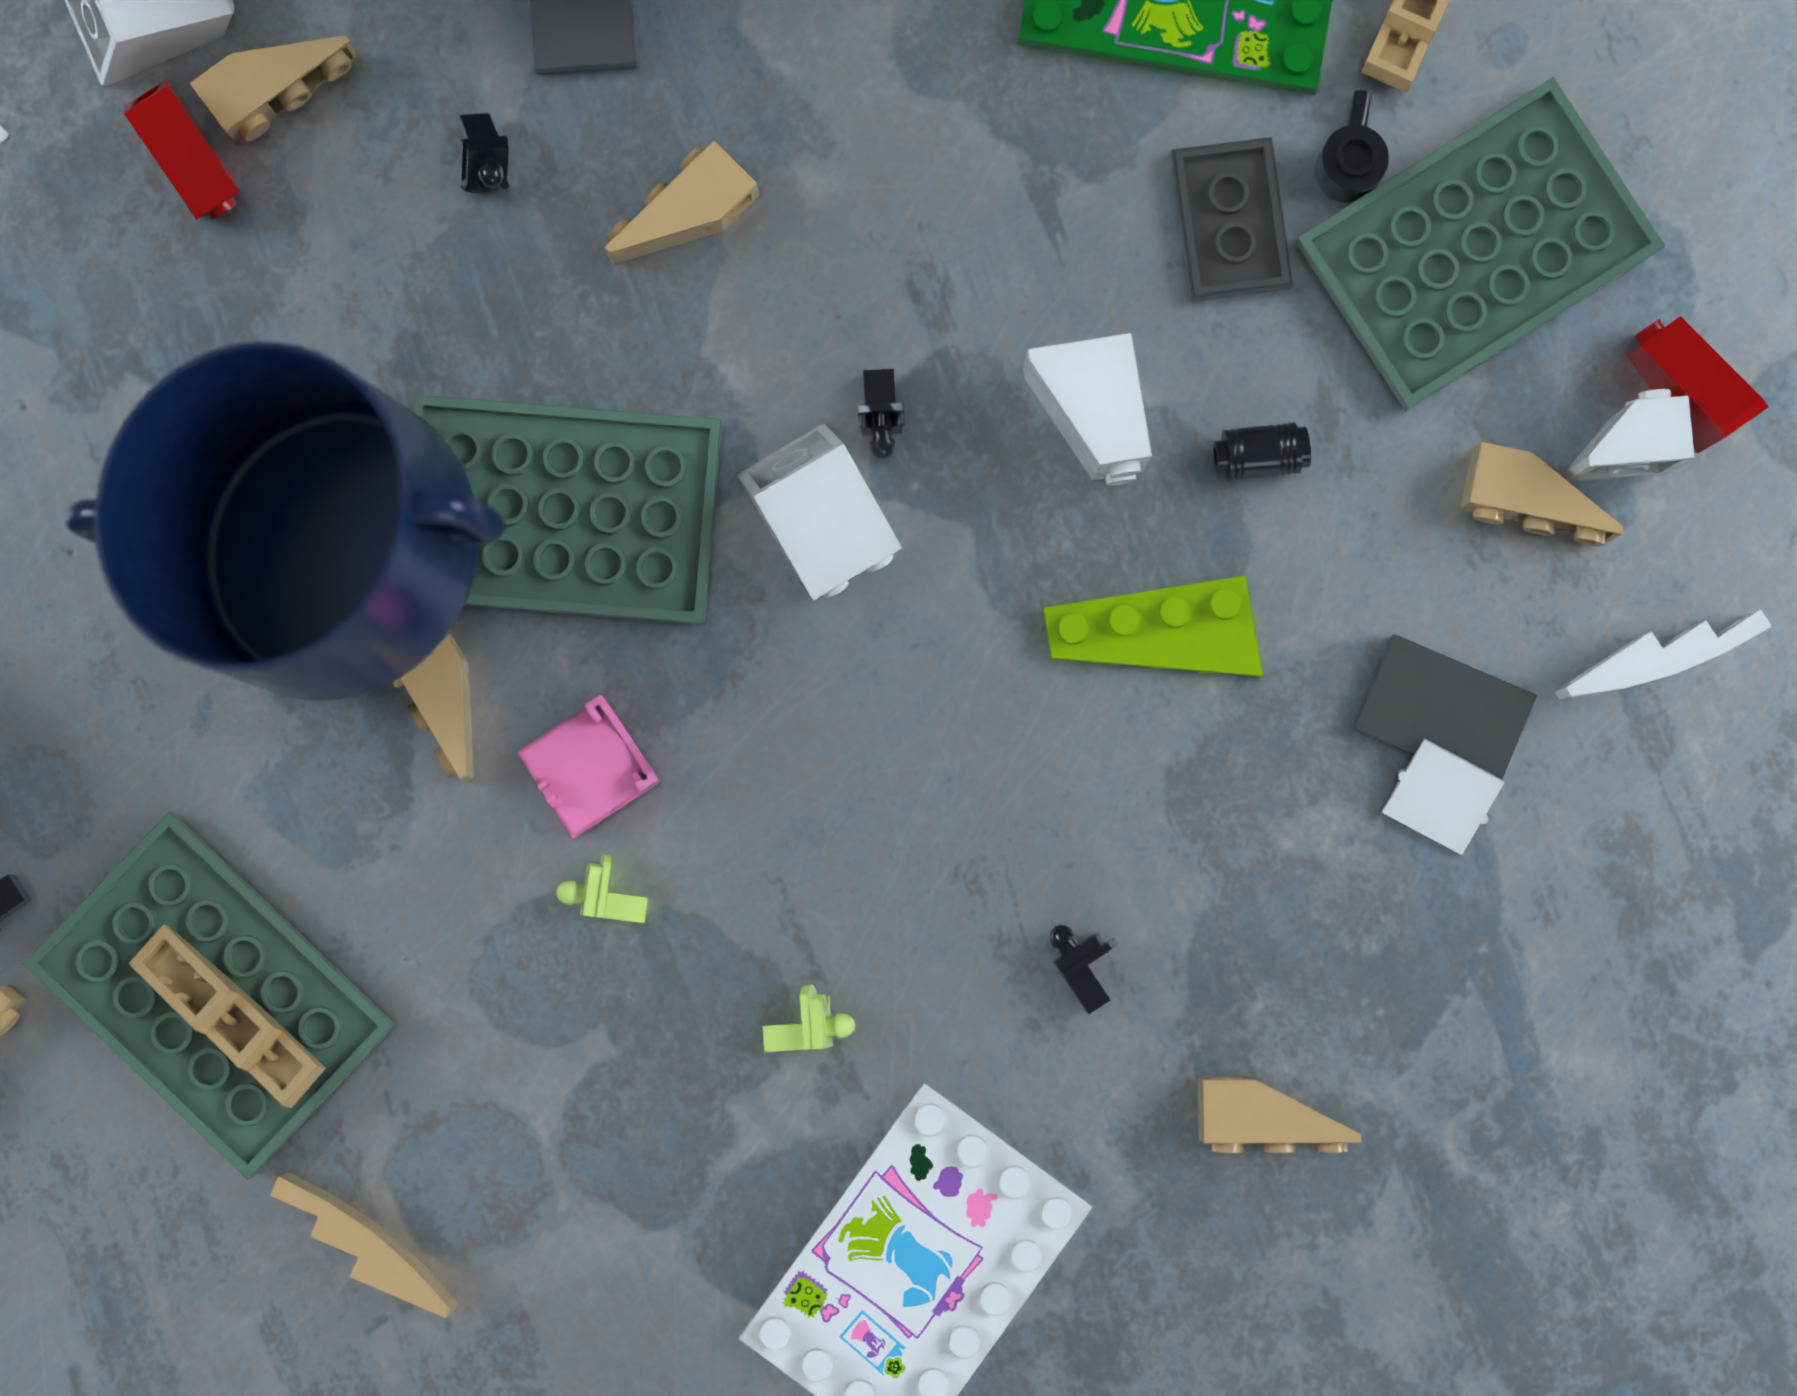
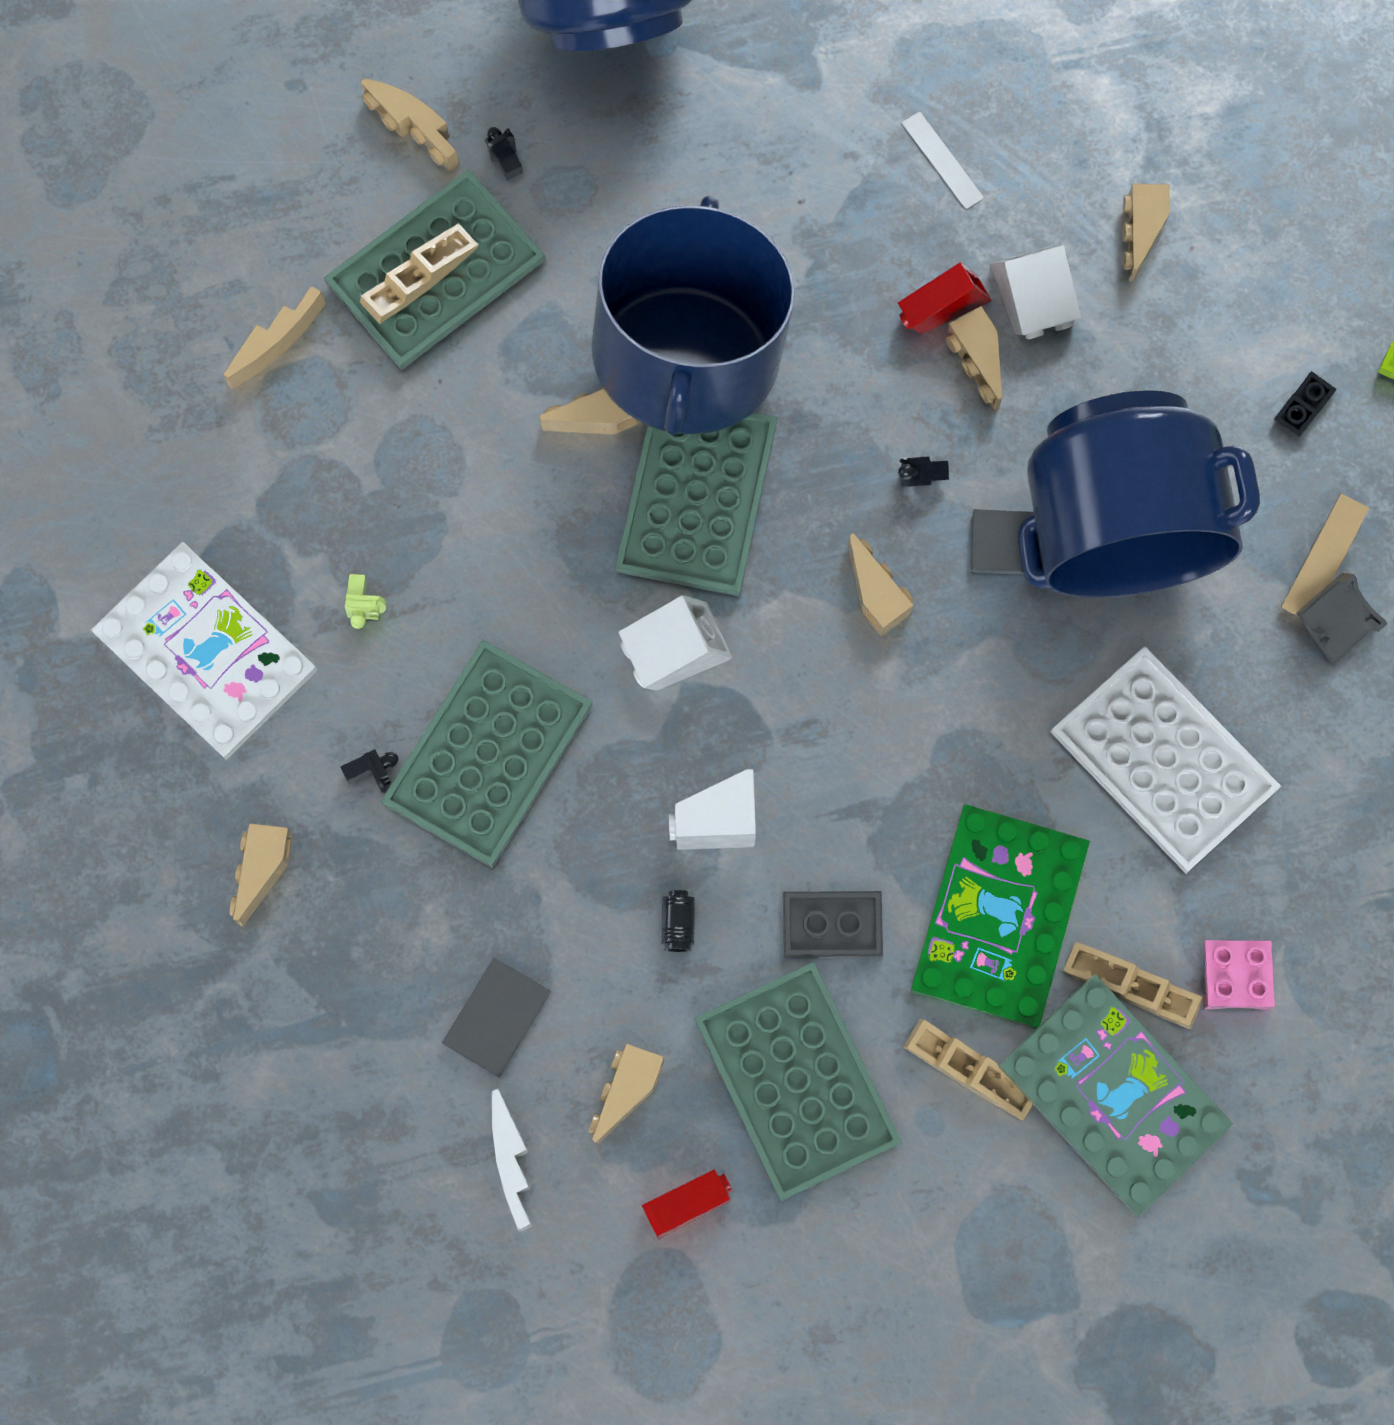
camera: 100 degrees right, 10 degrees down
(588, 767) = (537, 494): bright pink piece -> none
(596, 899) = (456, 489): yellowish green piece -> none
(881, 413) = (733, 690): black piece -> none
(1032, 785) = (487, 753): none -> sand green plate
(1177, 628) = (573, 855): lime wing -> none
(1353, 155) = (861, 1003): black piece -> none
(1443, 796) = (442, 1007): white piece -> none
(1639, 440) = (652, 1157): white slope -> none

